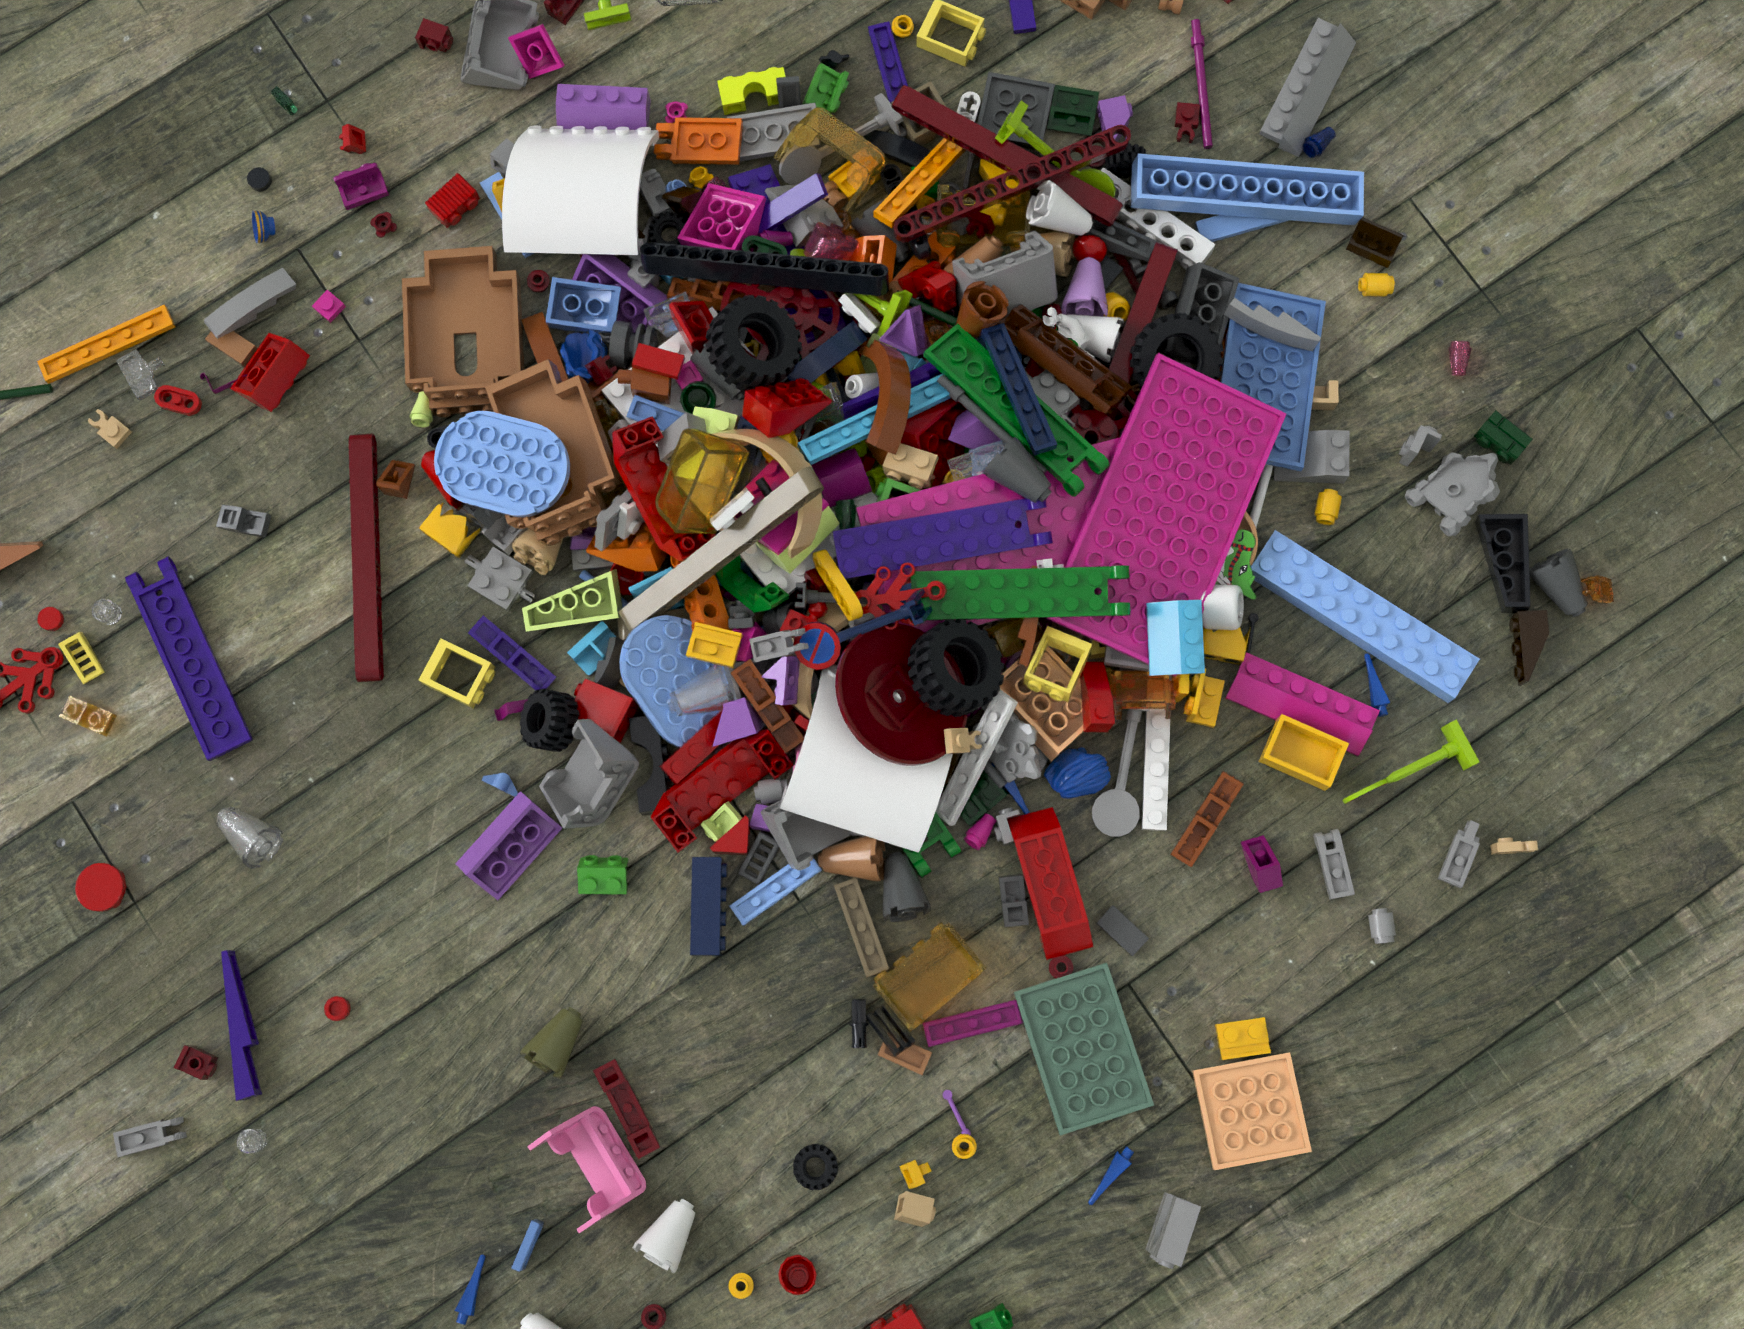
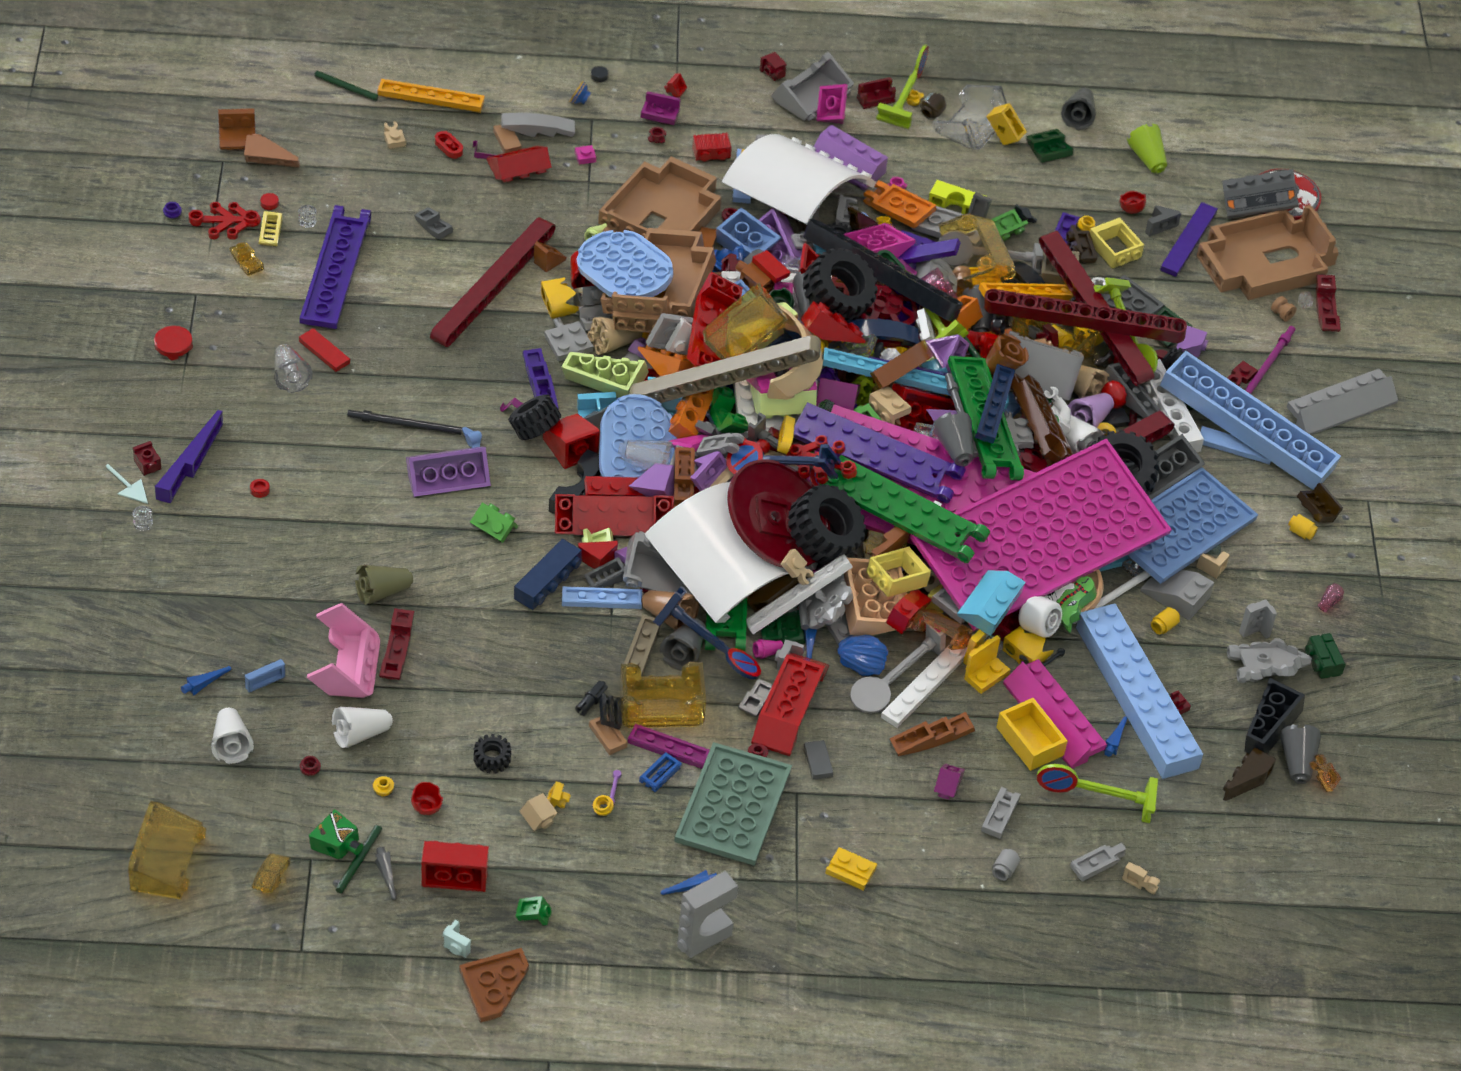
camera: 25 degrees right, 30 degrees down
(140, 373) = (438, 119): clear plate -> none
(146, 1137) = (81, 477): light grey hinge -> none
(213, 1108) = (133, 491): none -> light aqua piece
(262, 778) = (324, 350): none -> red tile
(284, 100) = (650, 45): clear green tile -> none
(373, 833) = (368, 416): none -> black bar
(437, 663) = (491, 355): light yellow window -> none
(592, 778) = (538, 463): light grey windscreen -> none
(714, 645) = (677, 427): yellow plate -> none
(724, 517) = (750, 343): white plate -> none
(919, 62) = (1082, 243): none -> dark brown bracket
(968, 870) = (737, 658): none -> dark blue piece
(985, 1082) = (657, 781): none -> blue tile
(1057, 211) = (1106, 351): white cone -> none
(1251, 1111) = (821, 909): light nougat plate -> none
(1280, 329) = (1209, 500): light grey slope -> none
(1317, 143) = (1326, 433): clear blue cone -> none
(1404, 600) = (1180, 702): none -> dark red tile

